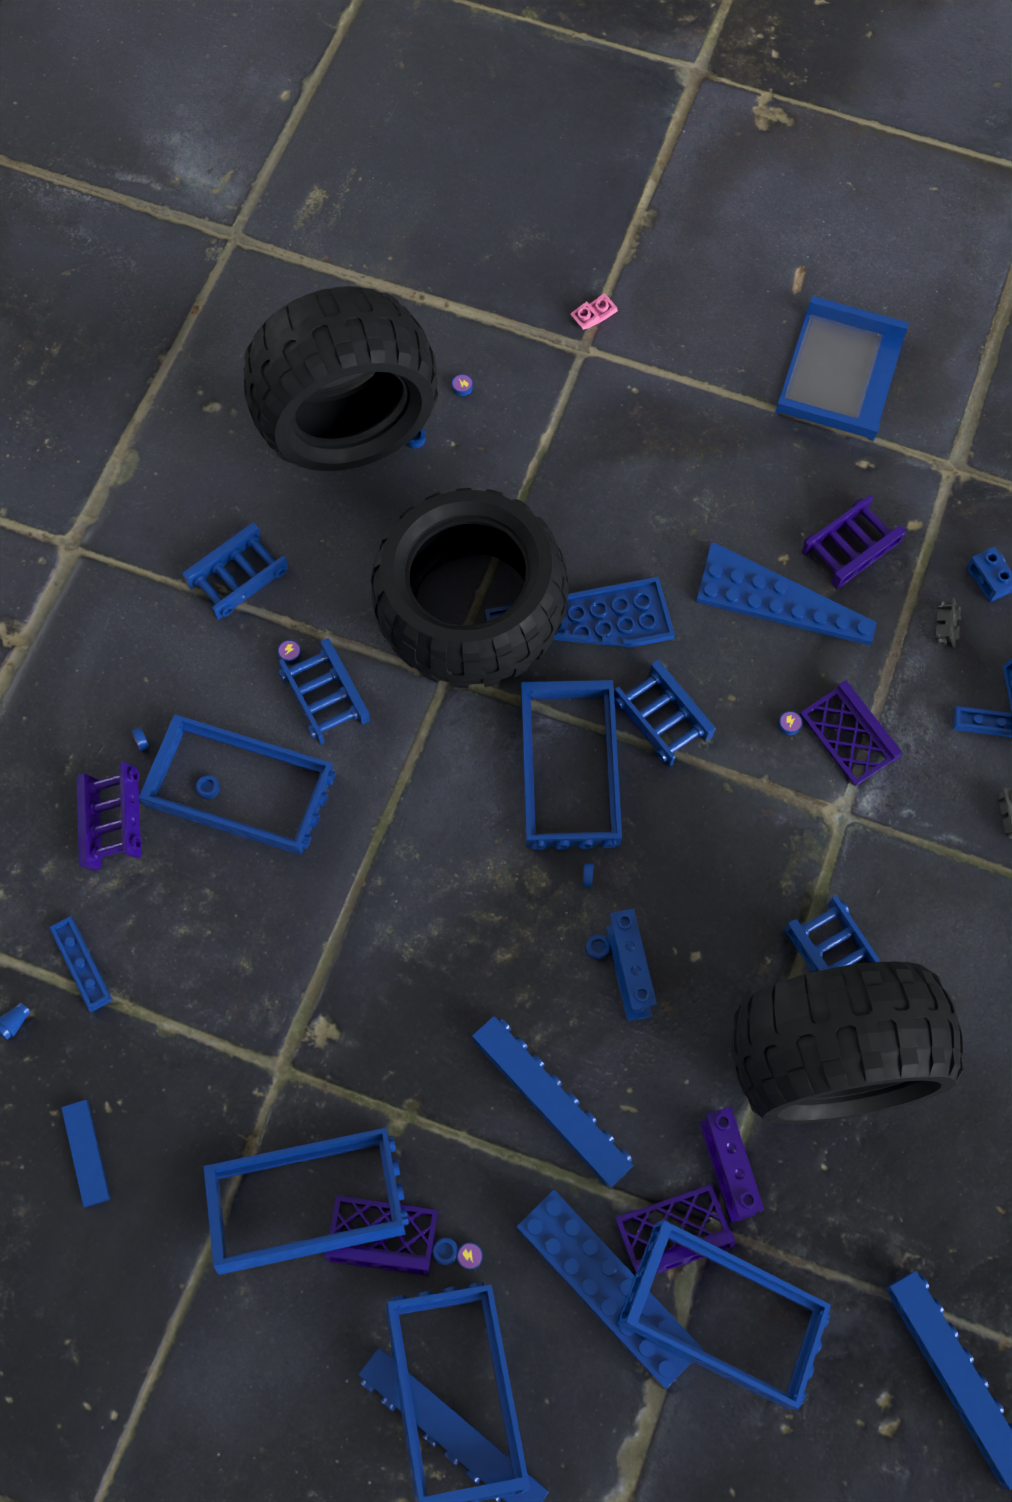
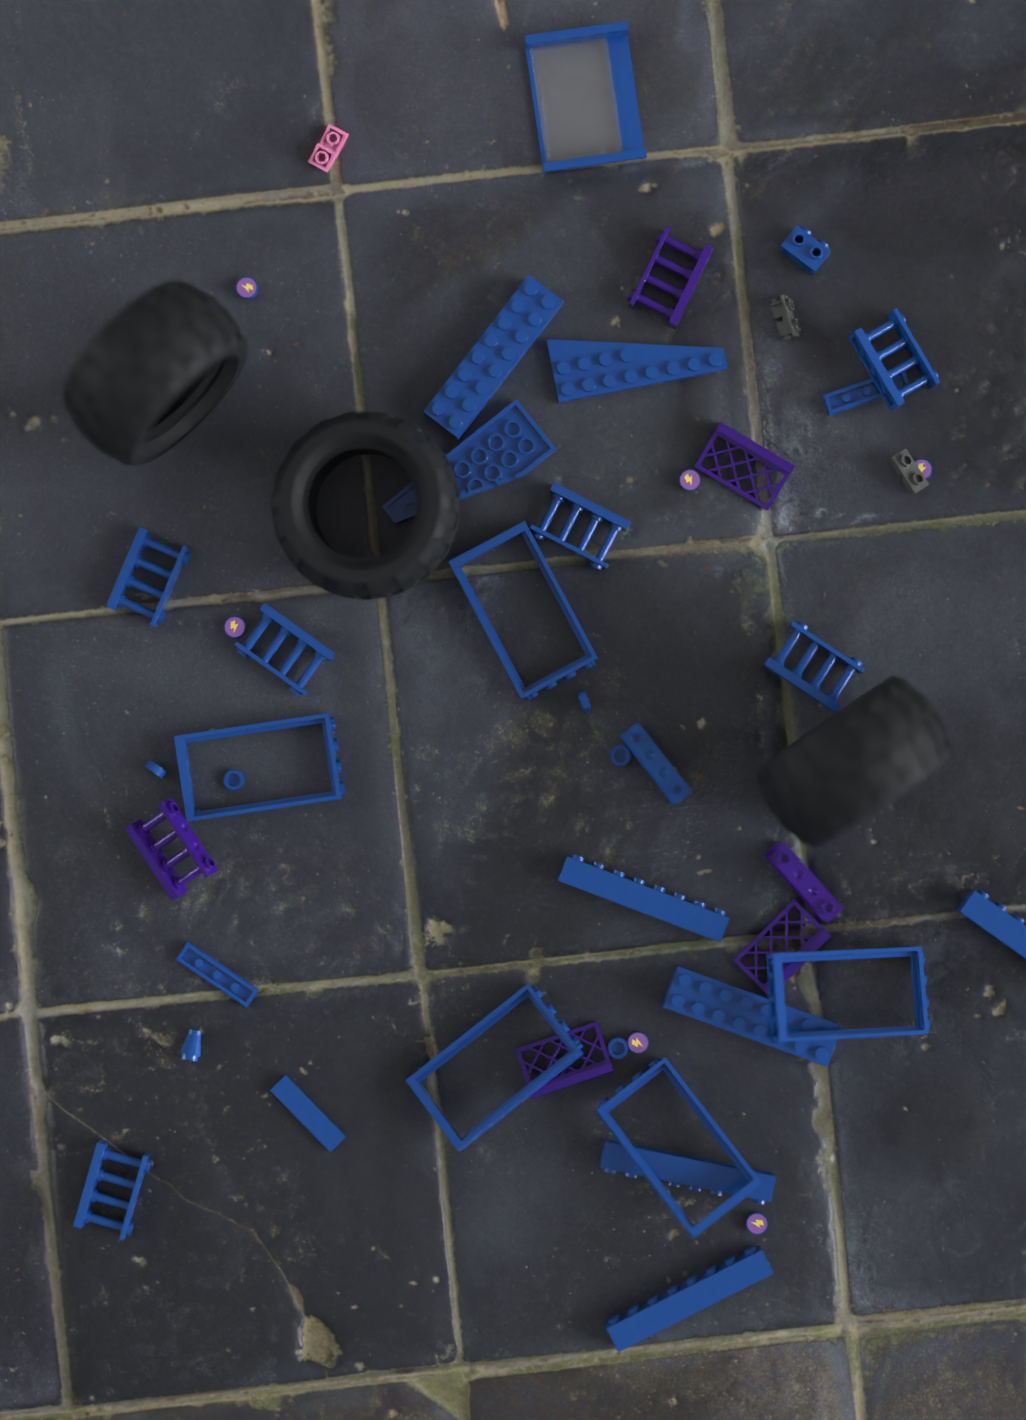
camera: 25 degrees left, 20 degrees up
(653, 533) = (493, 357): none -> blue brick

